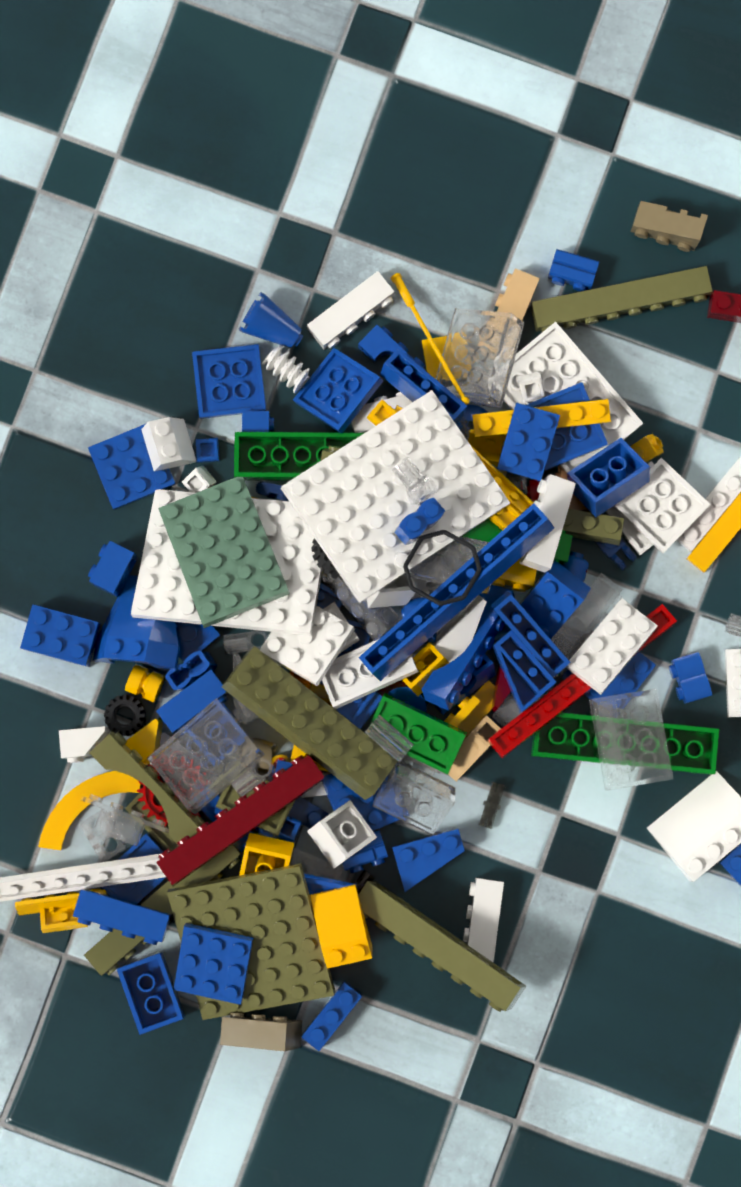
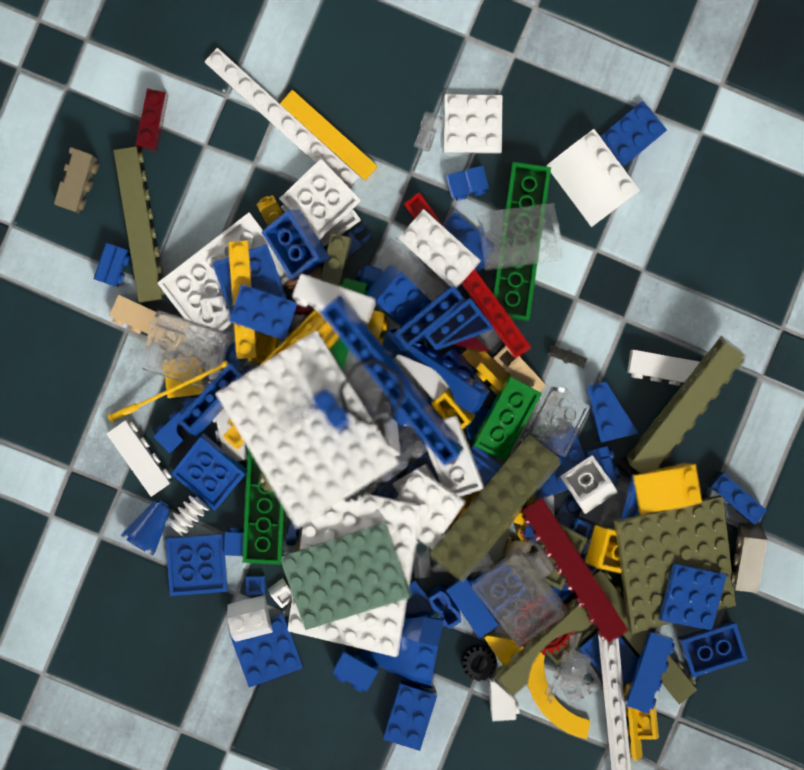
camera: 80 degrees left, 5 degrees up
(145, 683) = (453, 645): yellow wheel -> none
(390, 735) = (508, 439): clear tile -> none

